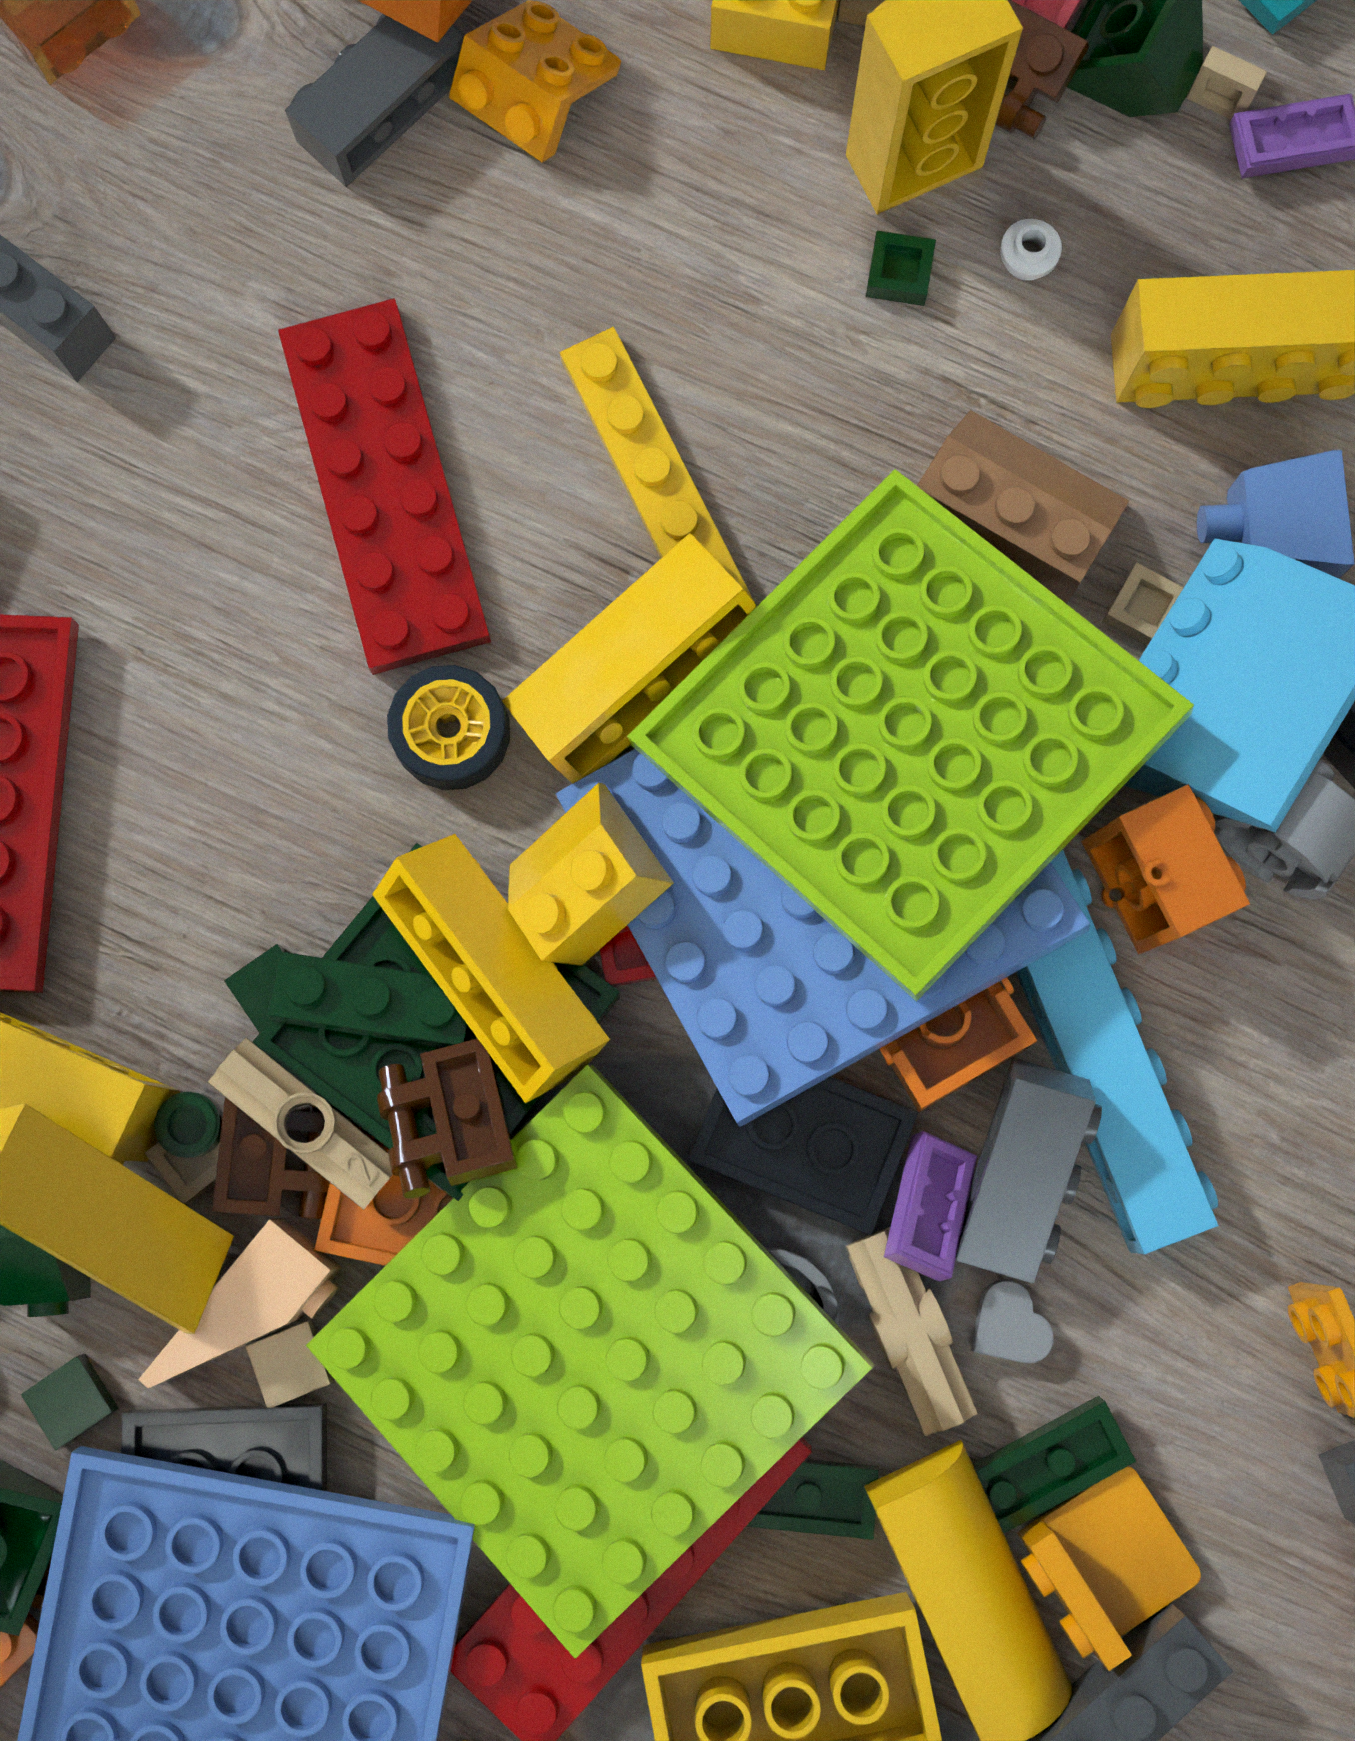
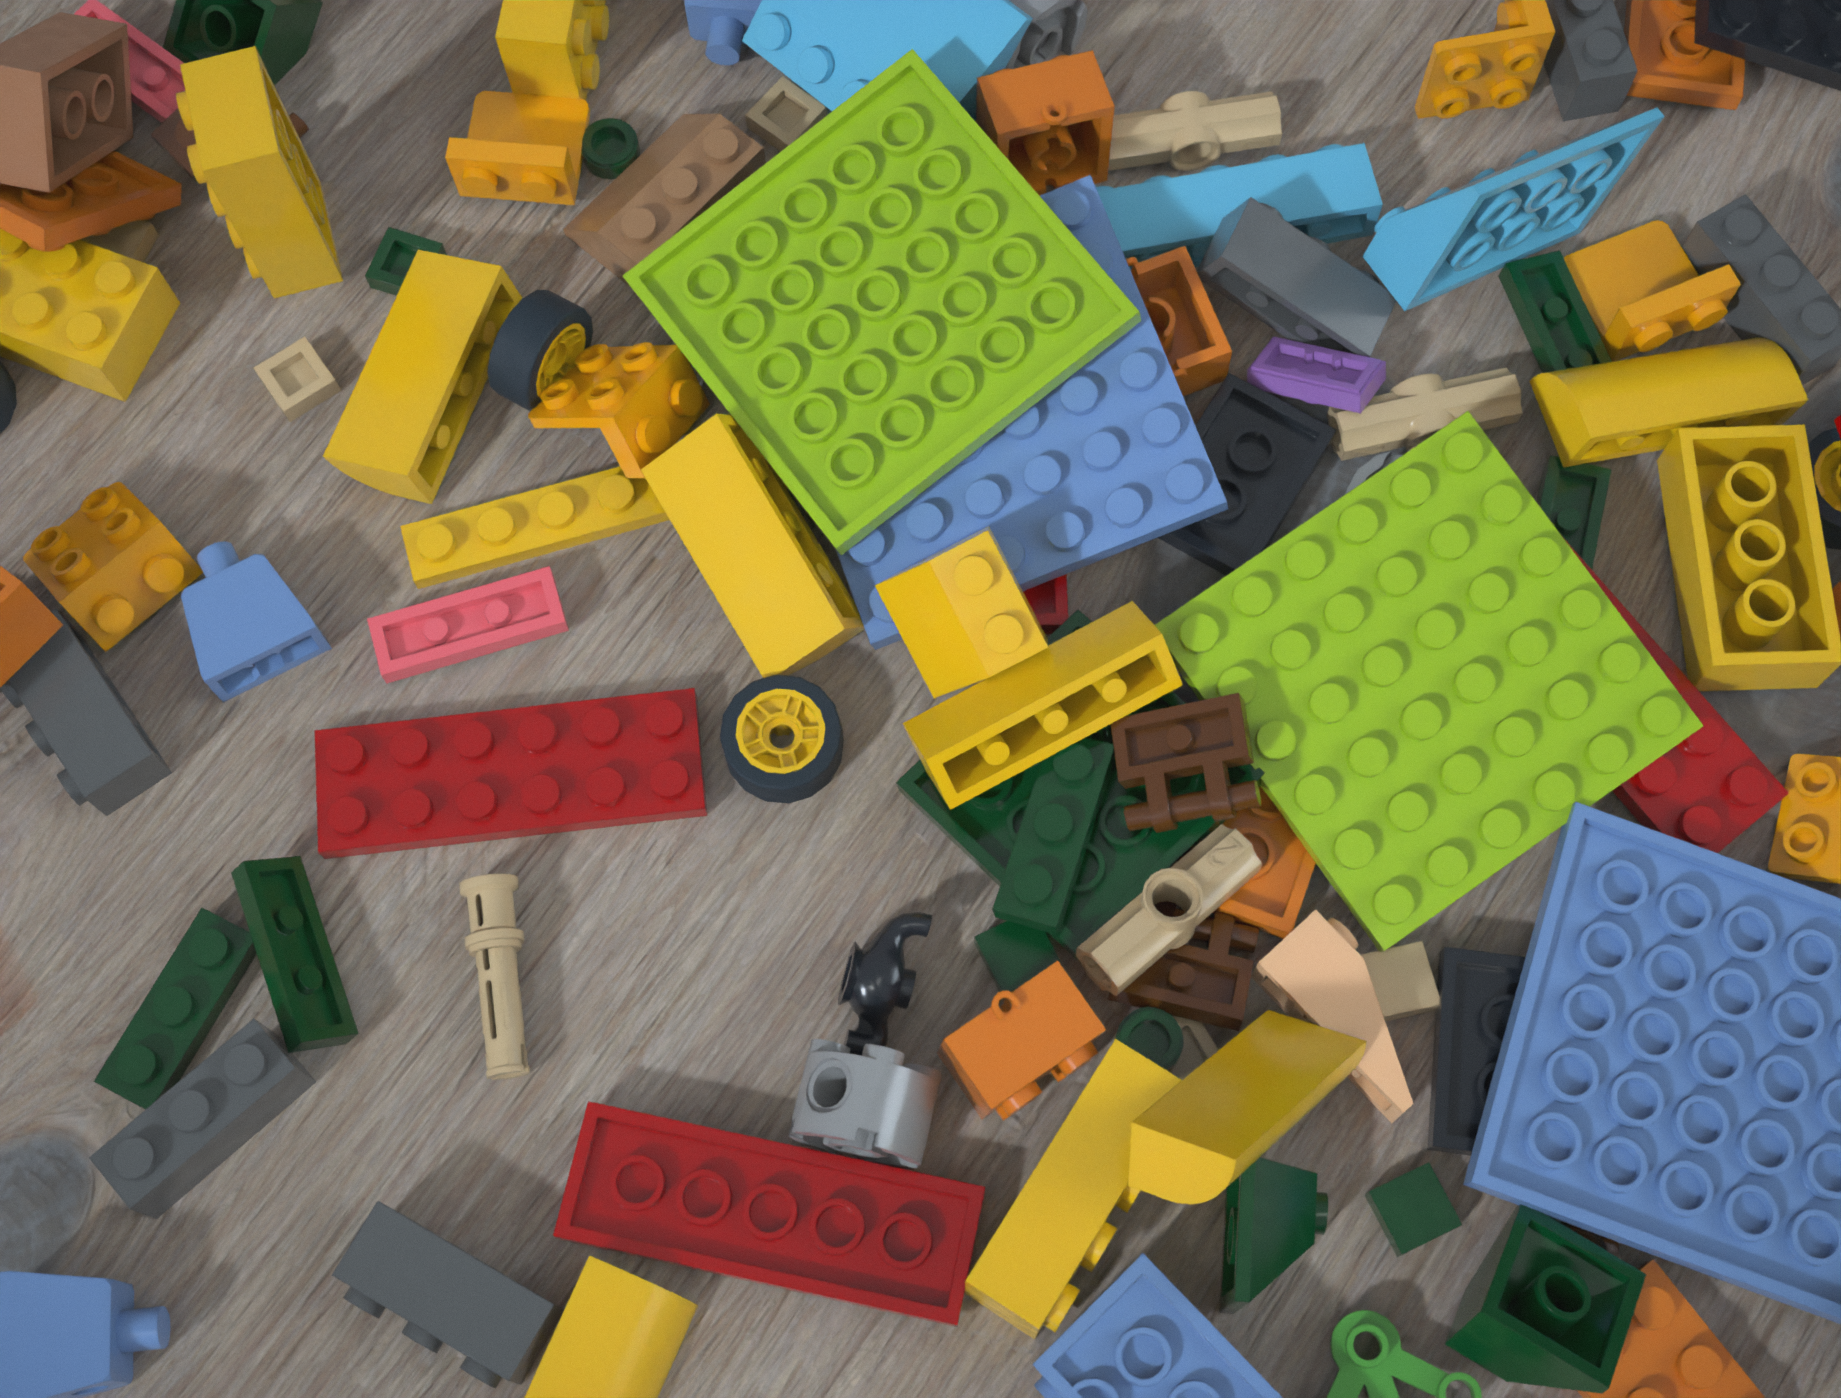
camera: 80 degrees left, 10 degrees down
(83, 865) = (865, 1104): none -> light grey brick
(121, 249) = (178, 1010): none -> dark green plate
(155, 999) = (1011, 1047): none -> orange brick
(178, 331) = (294, 953): none -> dark green plate
(210, 505) = (495, 945): none -> tan pin
(218, 861) = (878, 979): none -> black piece
(491, 209) = (246, 622): none -> medium blue torso
(521, 412) = (467, 624): none -> coral plate
(757, 196) = (297, 379): none -> tan tile
(771, 501) = (634, 394): none -> light orange bracket
(775, 311) = (423, 376): none -> yellow brick
(811, 411) = (537, 346): none -> black wheel
(1009, 1326) = (1427, 337): light grey tile -> none
(1027, 264) = (423, 163): white plate -> none
(1051, 347) = (521, 148): none -> light orange bracket
(1074, 435) = (609, 147): none -> dark green tile
(1156, 1387) = (1502, 213): none -> medium azure slope
(1210, 1034) = (1194, 130): none -> tan piece

